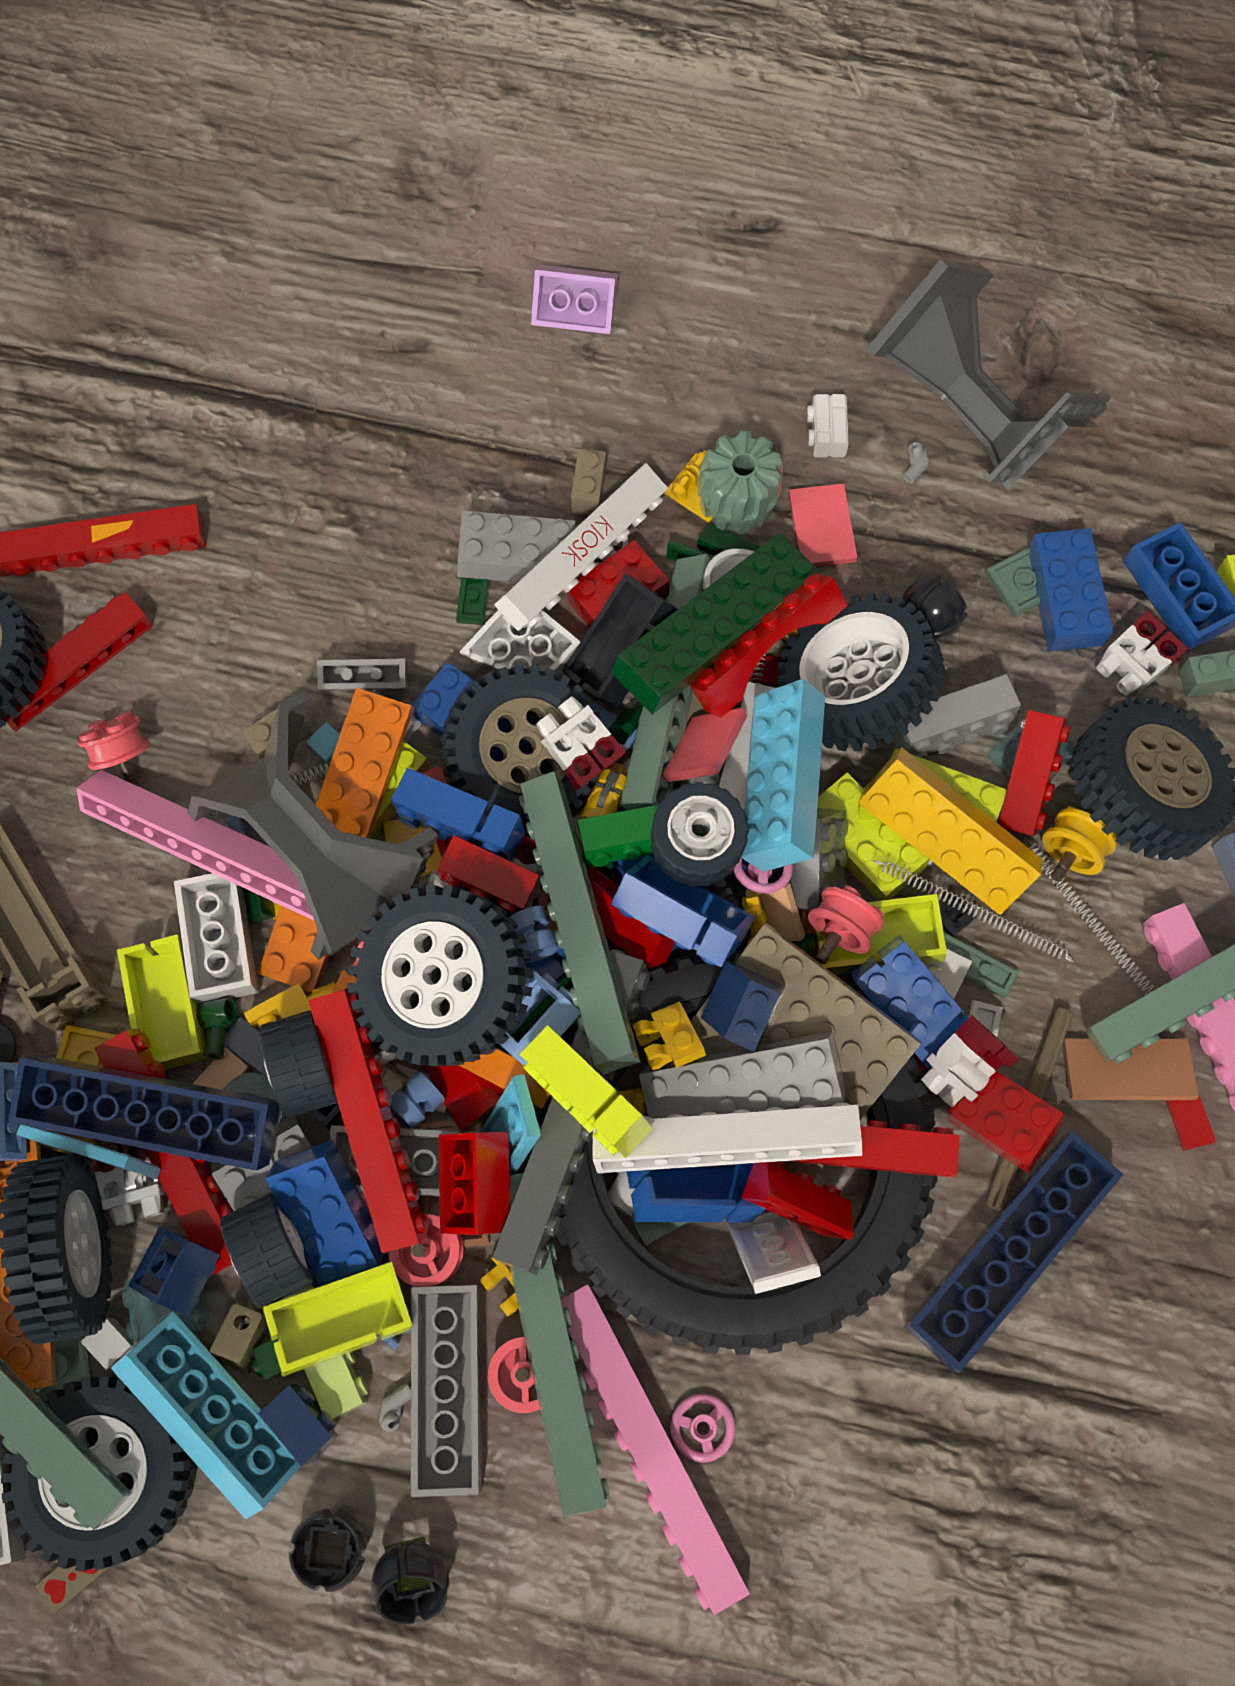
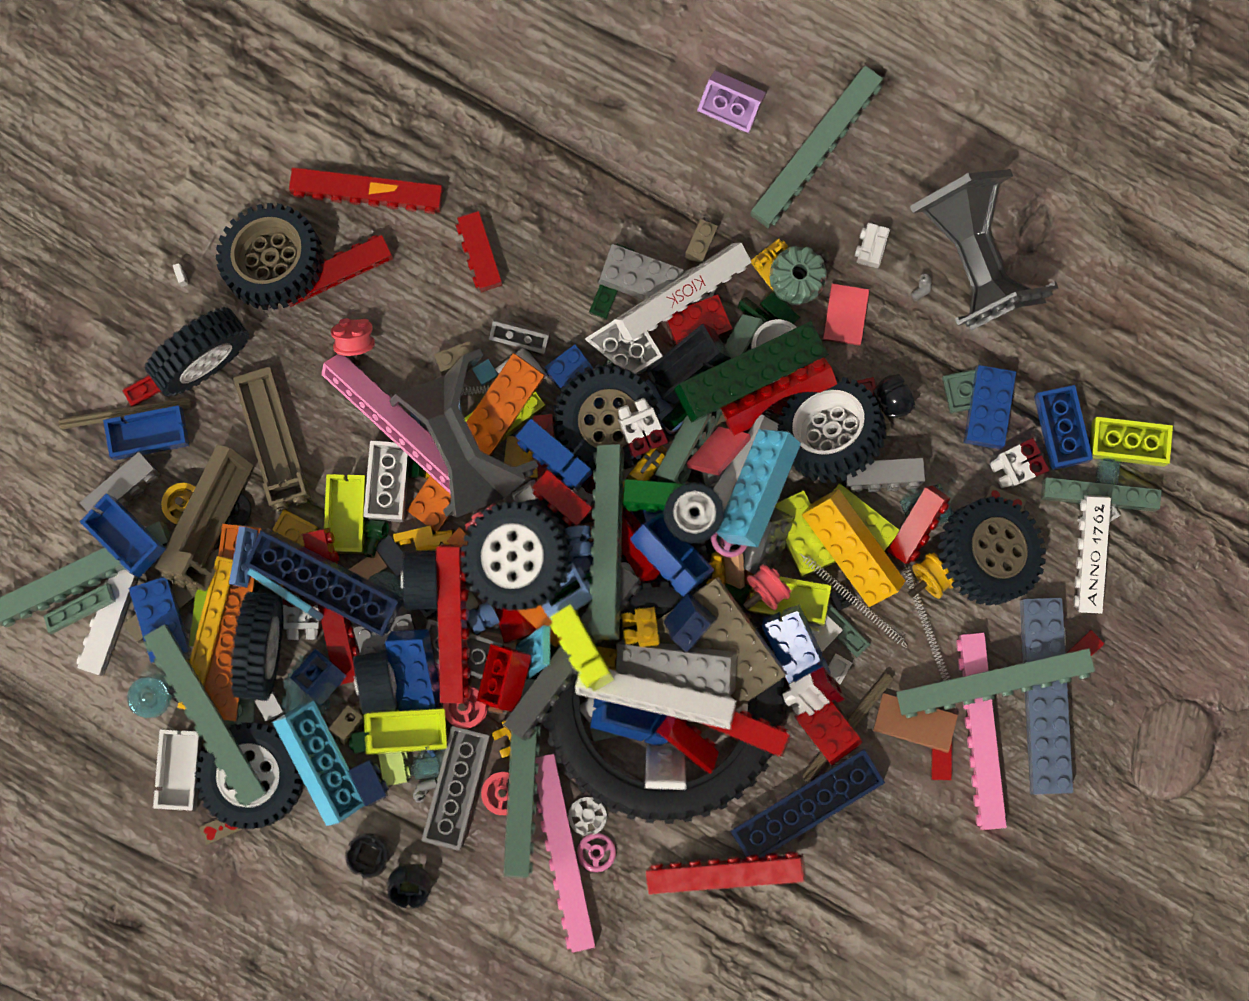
camera: 15 degrees right, 10 degrees up
(275, 580) = (479, 251): none -> red brick
(387, 1371) = (425, 768): none -> clear light blue brick
(670, 1372) = (587, 816): none -> white piece
(708, 326) = (816, 147): none -> sand green brick
(925, 1399) = (725, 873): none -> red brick

